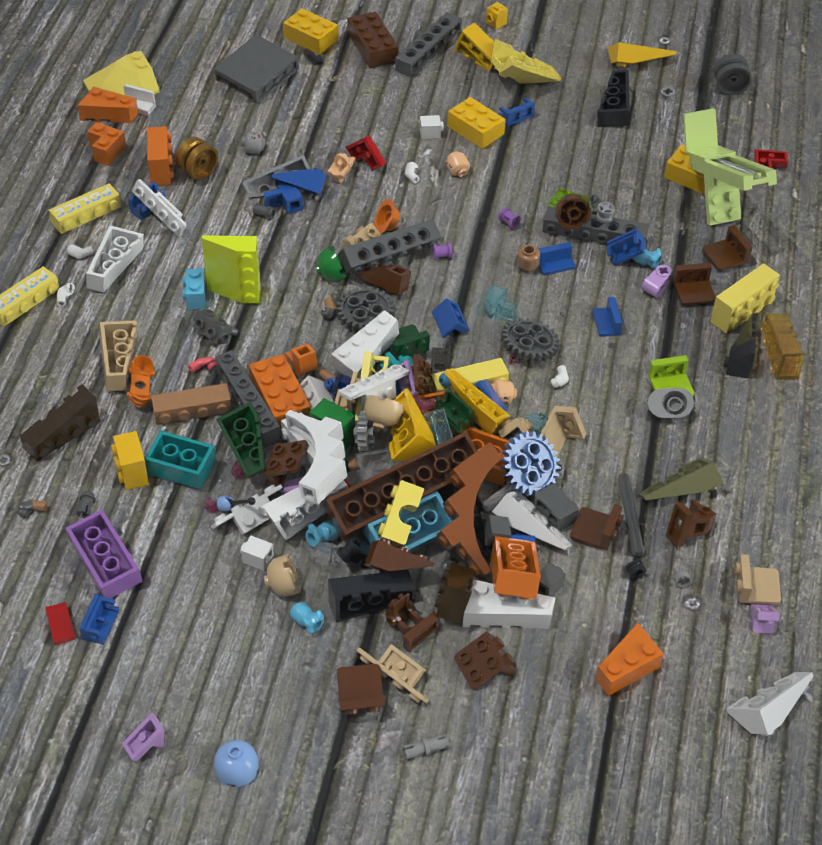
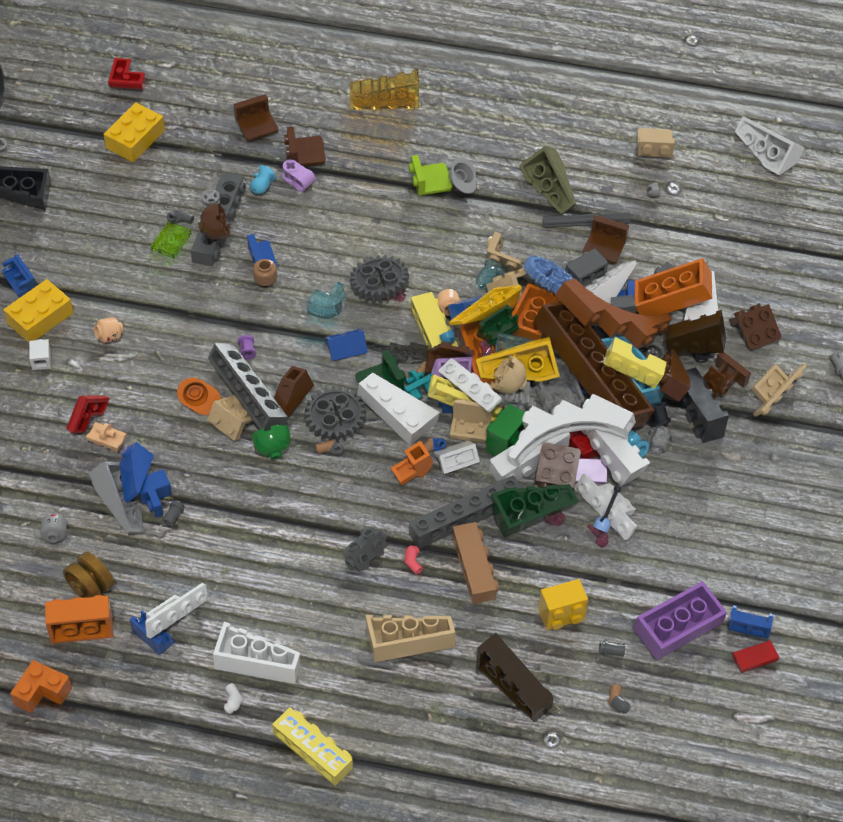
camera: 90 degrees left, 5 degrees up
(63, 293) = (301, 706): white arm -> none
(85, 208) = (161, 697): light yellow brick -> none
(141, 371) = (464, 613): orange piece -> none
(180, 459) = (554, 560): teal brick -> none
(195, 288) = (304, 569): medium azure brick -> none
(232, 267) = (302, 512): neon yellow slope -> none
(257, 553) = (660, 495): white brick -> none
(278, 387) = (454, 480): orange brick -> none
(282, 576) = (689, 470): tan cylinder -> none
(306, 617) = (728, 453): medium azure animal -> none
(340, 382) = (440, 429): clear blue tile -> none
(360, 689) = (804, 412): reddish brown bracket -> none
(409, 172) = (113, 376): white arm -> none
(509, 218) = (197, 288): medium lavender bush -> none
(562, 377) = (423, 257): white arm -> none
(608, 319) = (345, 217): blue panel -> none
(626, 246) = (256, 191): blue hinge -> none
(629, 661) = (746, 228): orange wedge -> none
(636, 569) = (648, 219): black bush -> none
(696, 521) = (601, 171): reddish brown tile -> none
(720, 168) = (169, 92): yellowish green piece -> none
(742, 351) = (393, 119): black wedge -> none
(745, 298) = (329, 109): light yellow brick -> none
(763, 618) = (688, 140): lavender slope -> none

